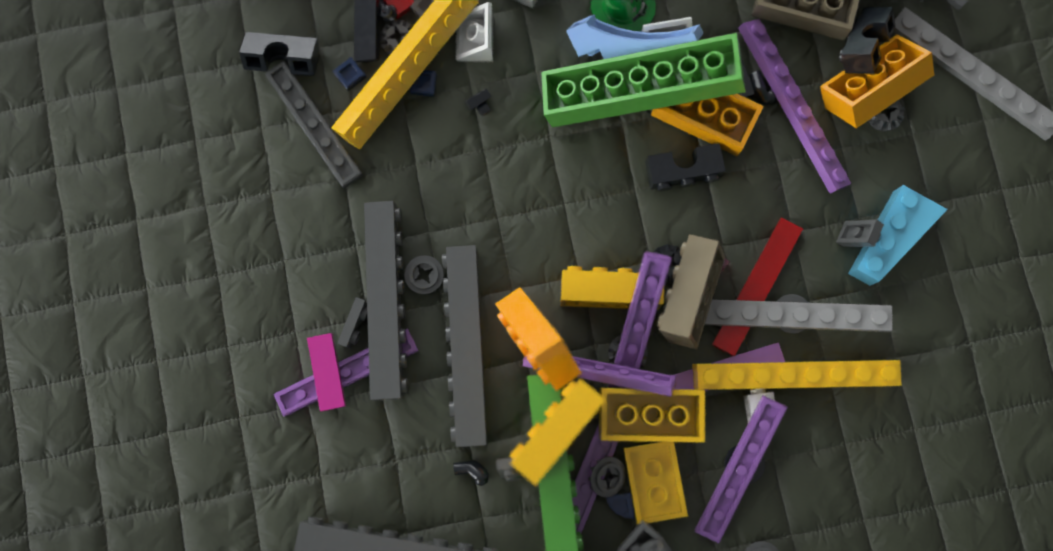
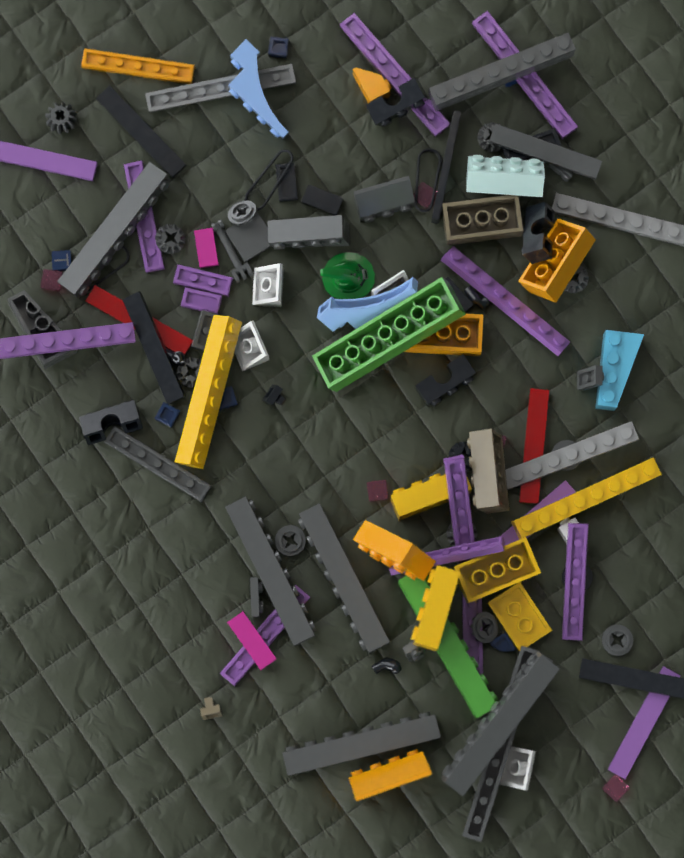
camera: 25 degrees left, 0 degrees up
(242, 432) = (210, 710): none -> dark tan tile
(550, 260) = (377, 490): none -> clear pink tile

